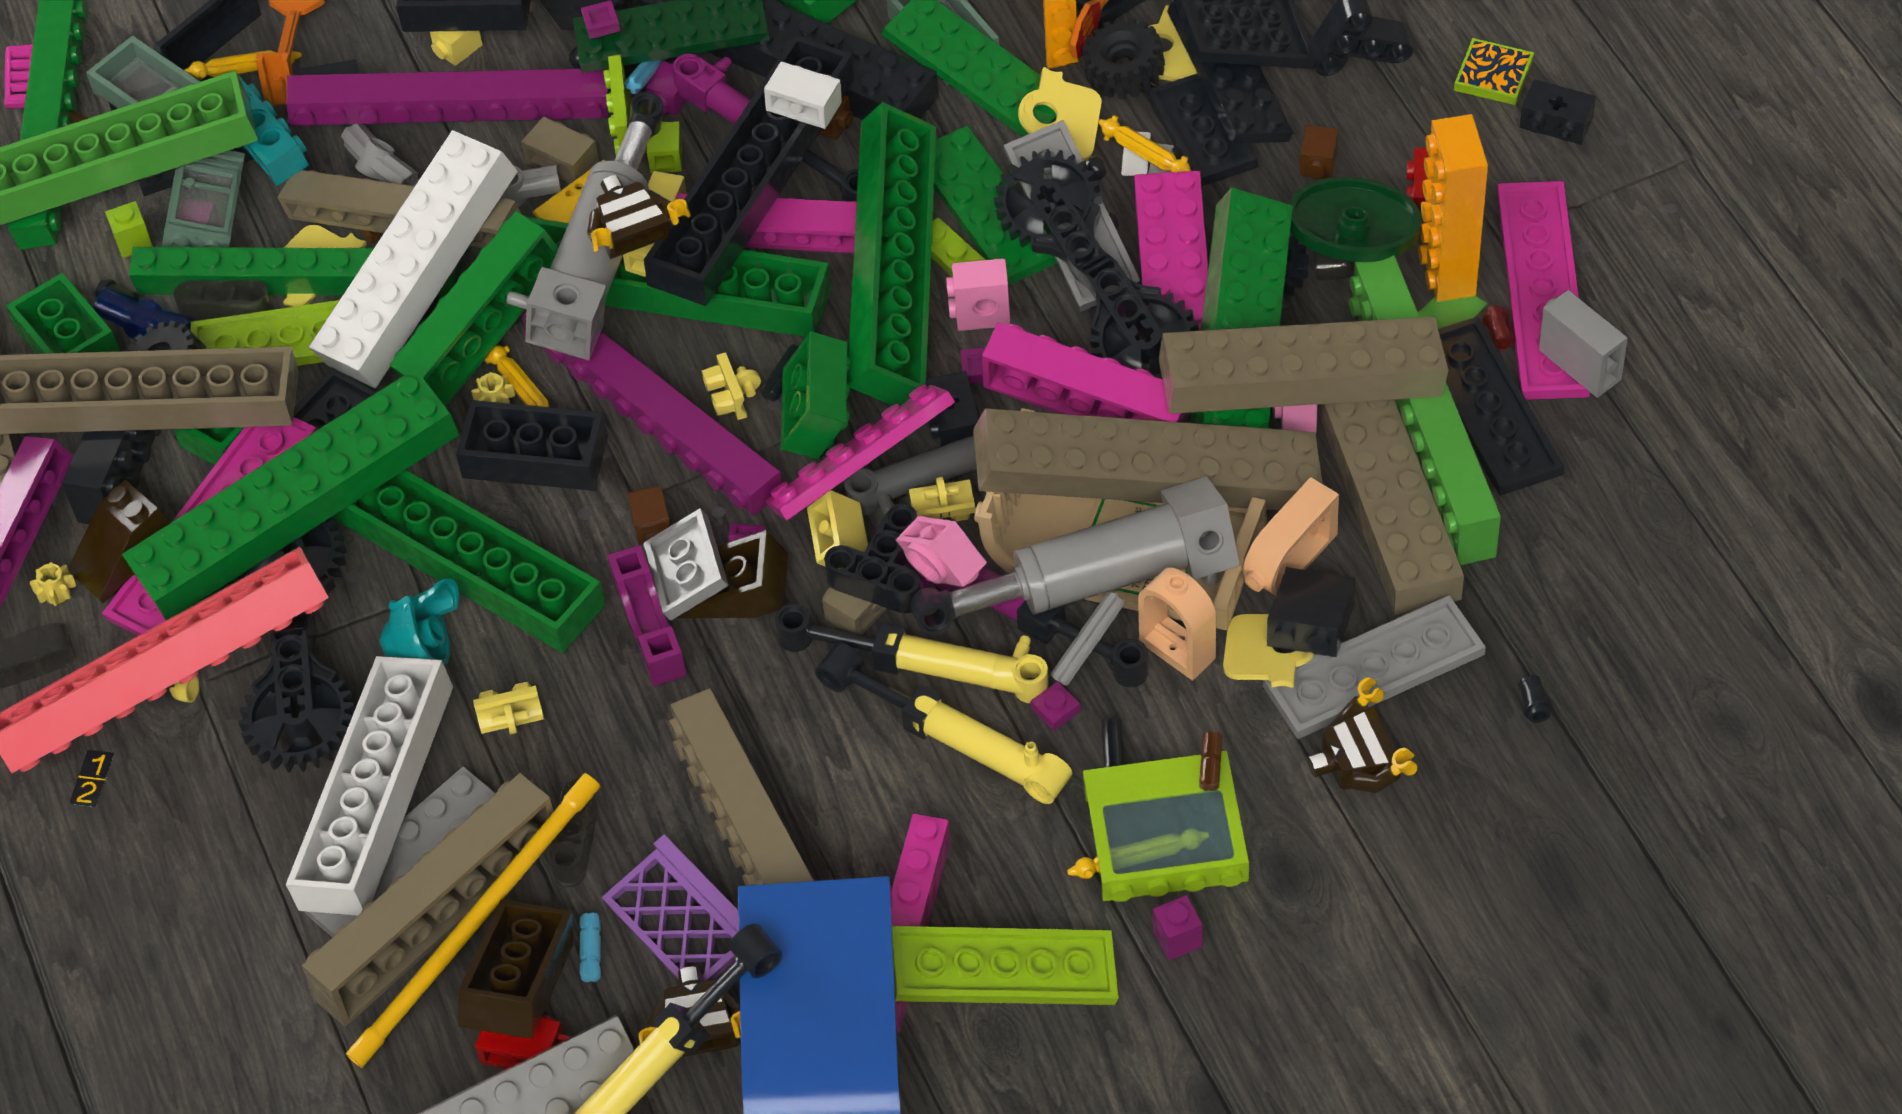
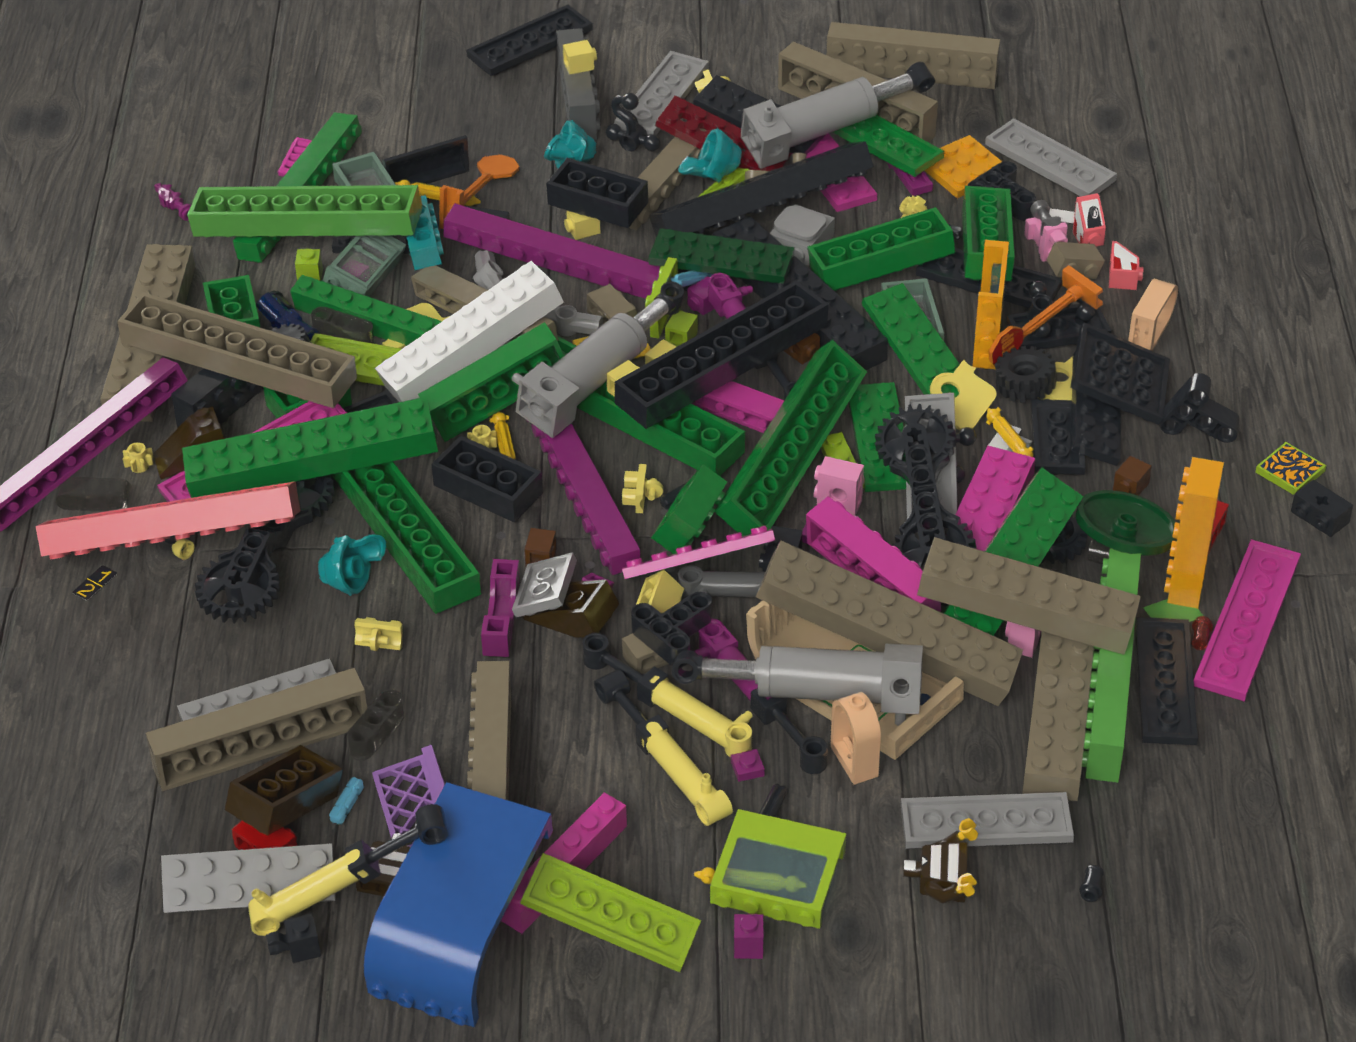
camera: 20 degrees right, 10 degrees down
(370, 786) = (258, 644): white brick -> none
(375, 1035) = (176, 801): yellow piece -> none
(600, 19) = (674, 232): magenta plate -> none
(631, 217) = (616, 350): torso -> none
(803, 95) = (777, 315): white brick -> none
(941, 551) = (712, 630): bright pink brick -> none
(944, 500) = (735, 605): light yellow hips -> none
(1087, 638) = (790, 726): light grey axle -> none
(1210, 761) = (826, 837): reddish brown piece -> none
(1250, 657) = (904, 778): light yellow piece -> none
(1293, 536) = (991, 693): light nougat window -> none
(1310, 612) = (957, 766): black brick -> none
(1582, 343) = (1250, 658): light grey brick -> none

